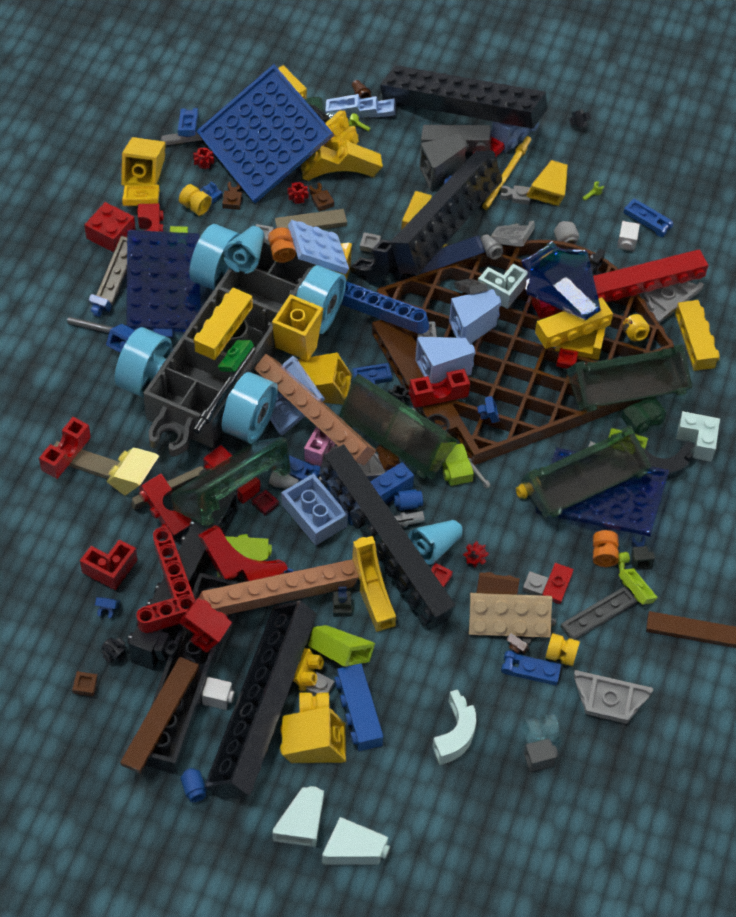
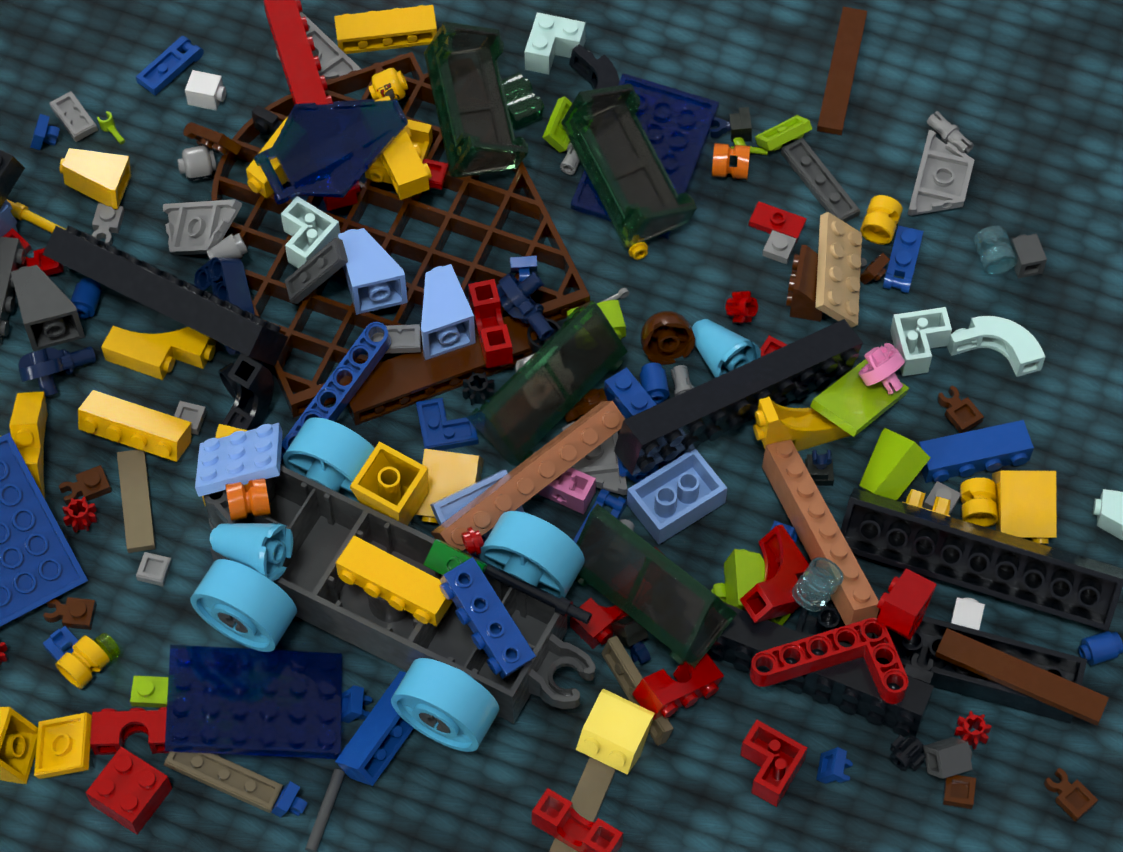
camera: 85 degrees left, 5 degrees up
(76, 758) = (1072, 798): none -> reddish brown plate
(107, 673) = (948, 757): none -> dark grey brick
(130, 693) = (966, 725): none -> red gear
(190, 366) = (487, 618): none -> blue brick
(206, 212) = (108, 645): none -> clear neon green tile
(225, 572) = (817, 584): none -> clear light blue wheel
(258, 368) = (472, 541): none -> red plate
(360, 213) = (134, 425): none -> yellow brick
(394, 701) = (960, 413): none -> reddish brown plate
(397, 624) = (854, 404): none -> lime tile
(403, 166) = (47, 361): none -> dark blue pin
(424, 634) = (882, 366): none -> bright pink pin
(445, 503) = (667, 337): none -> reddish brown cylinder
(453, 665) = (918, 332): none -> light aqua brick
(461, 398) = (520, 305): none -> dark blue pin
(581, 236) = (211, 139): none -> reddish brown plate
(582, 154) = (44, 133): none -> blue tile
(598, 170) = (73, 116): none -> light grey plate
(654, 707) = (949, 132): none -> light grey pin

